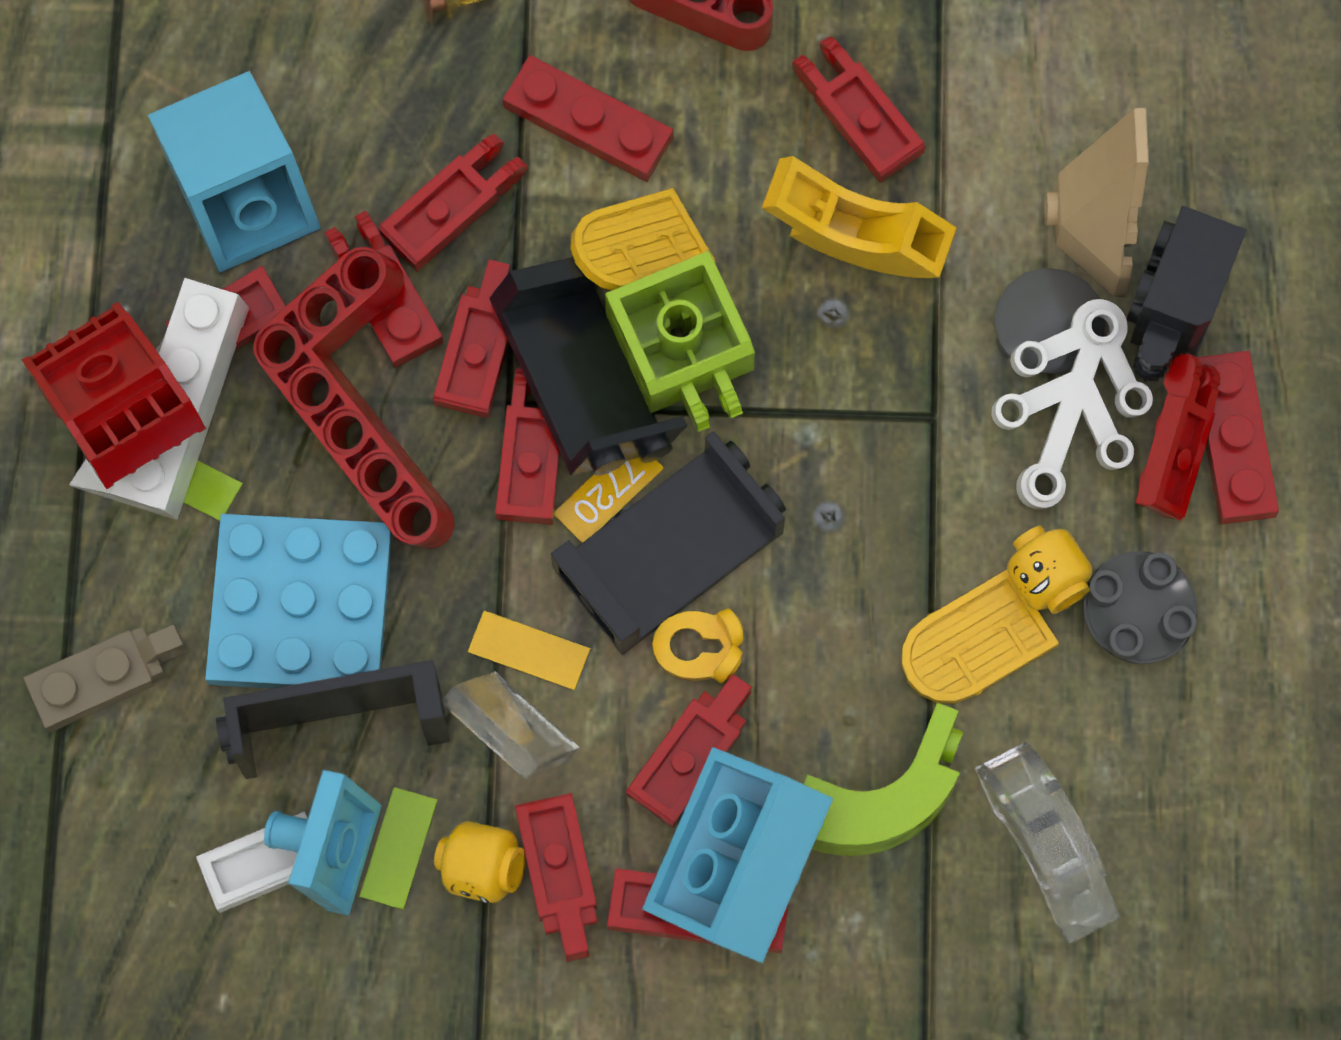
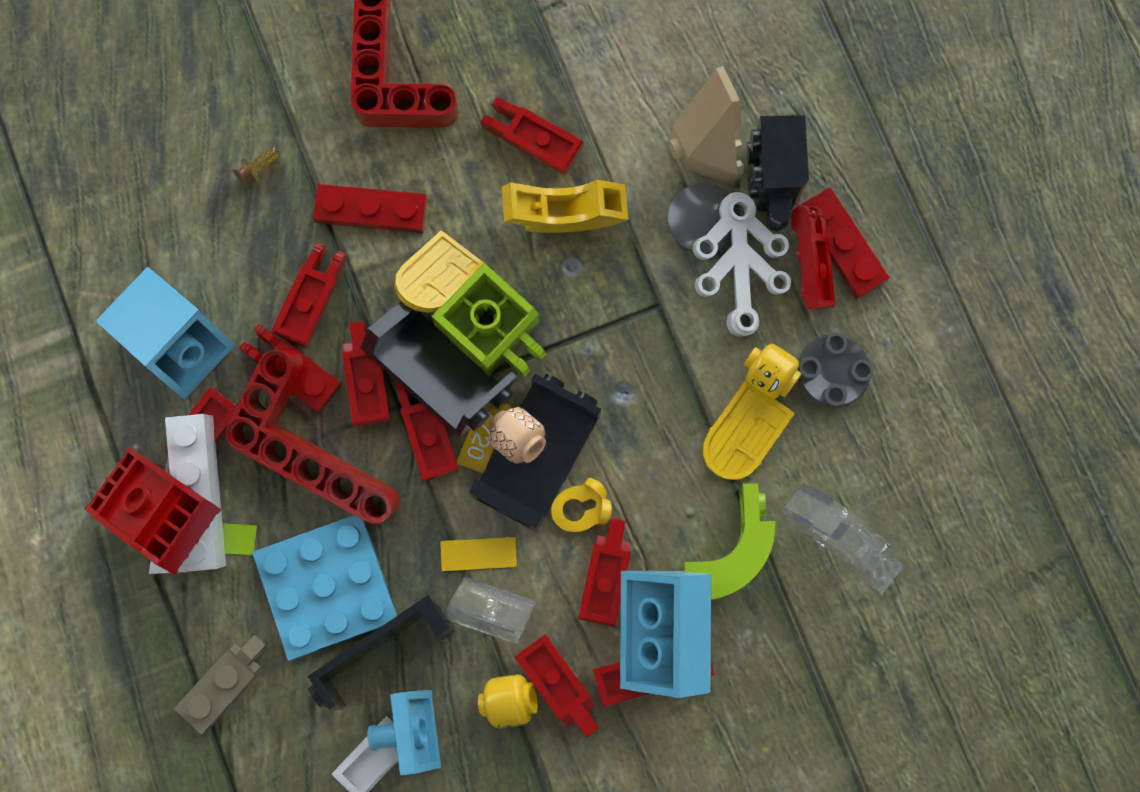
camera: 25 degrees left, 5 degrees up
(398, 848) = (453, 712): lime sticker -> none
(652, 507) = (517, 435): none -> light nougat head

